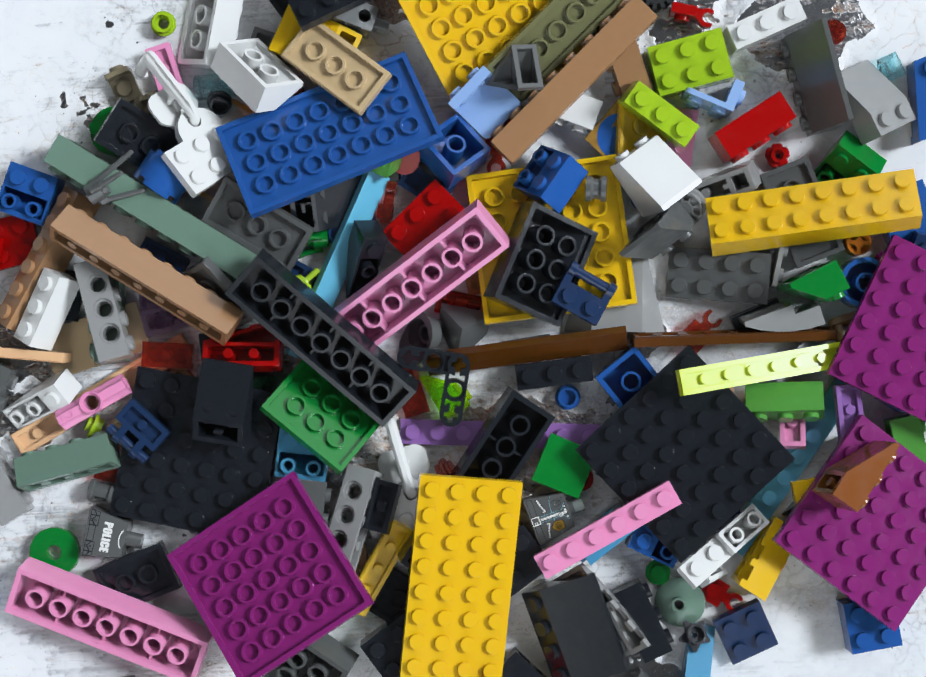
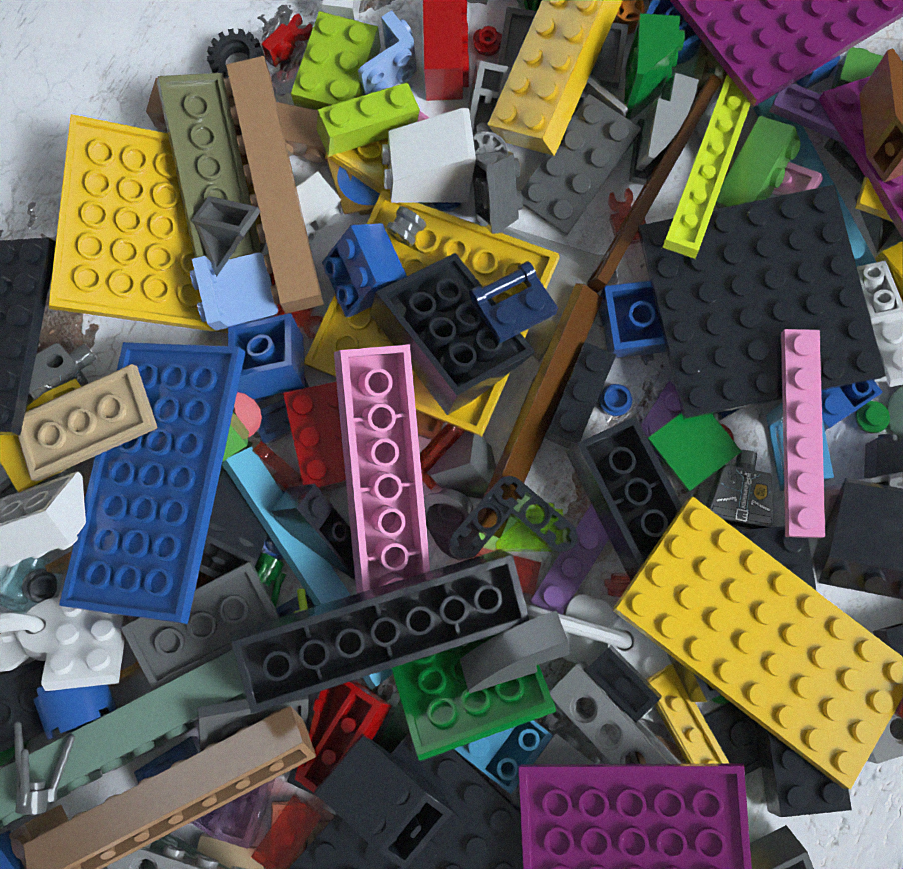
camera: 55 degrees left, 10 degrees down
(358, 428) = (515, 652): none -> dark grey slope

